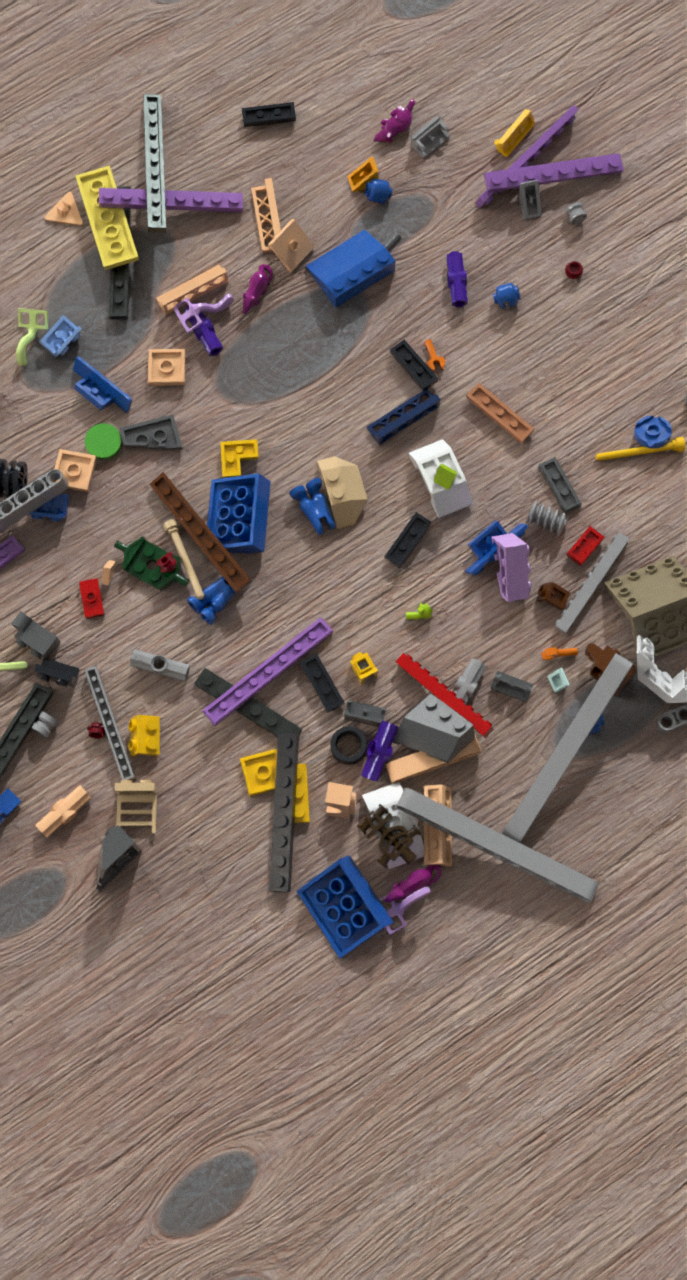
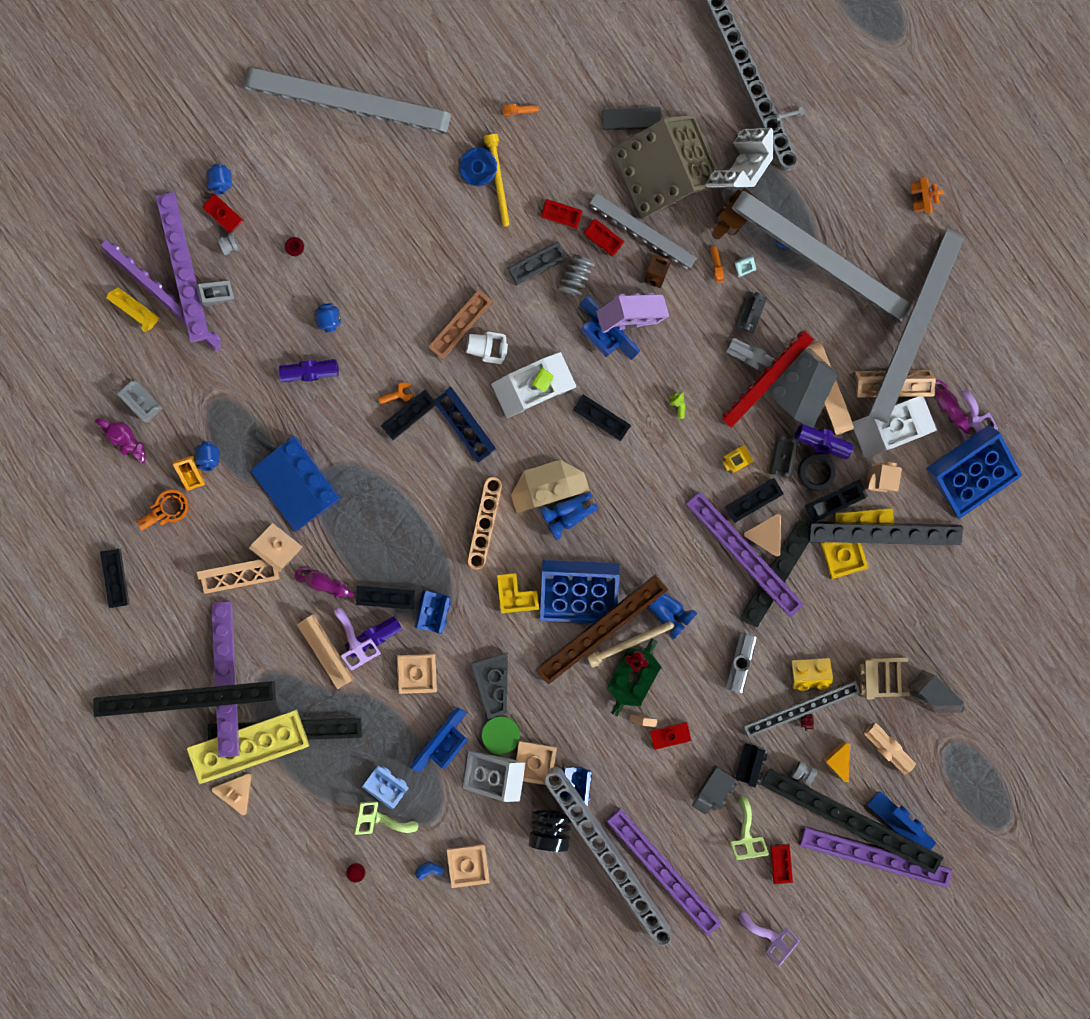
camera: 90 degrees left, 15 degrees up
(53, 760) = (839, 760): none -> light orange slope
(62, 431) = (494, 776): none -> white slope
(225, 380) = (432, 612): none -> blue bracket
(240, 341) = (385, 597): none -> black plate
(286, 694) = (767, 534): none -> light nougat piece
(314, 436) = (479, 531): none -> light nougat beam
(318, 762) = (836, 500): none -> black slope
(329, 151) = (152, 517): none -> orange pin
(403, 850) = (928, 416): dark brown piece -> none
(478, 430) = (482, 344): none -> white piece
(604, 210) = (222, 213): none -> red plate
(608, 507) = (561, 214): none -> red plate
(632, 865) = (923, 187): none -> orange hips
(636, 206) = (219, 178): none -> blue head

